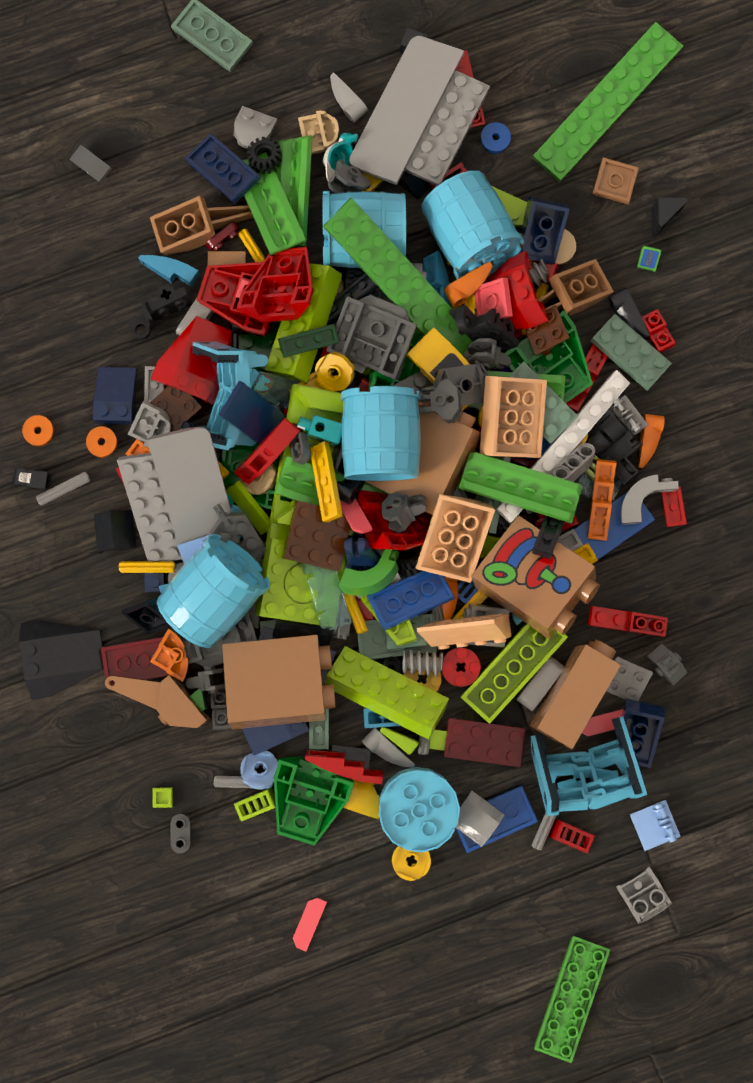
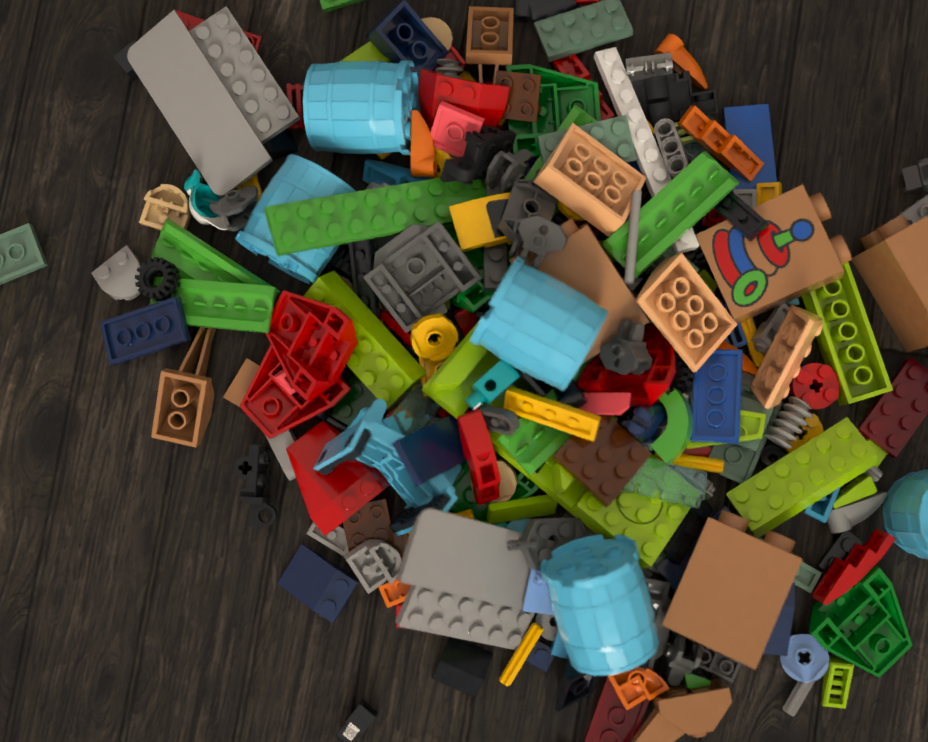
camera: 50 degrees left, 0 degrees up
(30, 427) = (315, 679): orange piece -> none
(63, 488) = (385, 696): light grey axle -> none
(90, 164) = (55, 466): dark grey slope -> none
(95, 436) = (363, 615): orange piece -> none
(170, 269) = (218, 446): dark azure slope -> none
(228, 232) = (216, 363): dark red plate -> none
(251, 246) = (245, 348): yellow axle -> none
(308, 341) = (387, 345): dark green tile -> none
(350, 103) = (154, 160): light grey piece -> none
(364, 799) = (898, 566): yellow brick -> none
(486, 468) = (632, 237): none -> light grey piece
(495, 146) = (288, 43): blue piece -> none
(540, 683) = (877, 314): light grey beam -> none
(627, 621) = (859, 189): red slope -> none
(631, 505) = (736, 107): light grey arch -> none
(673, 508) = (766, 78): red plate -> none

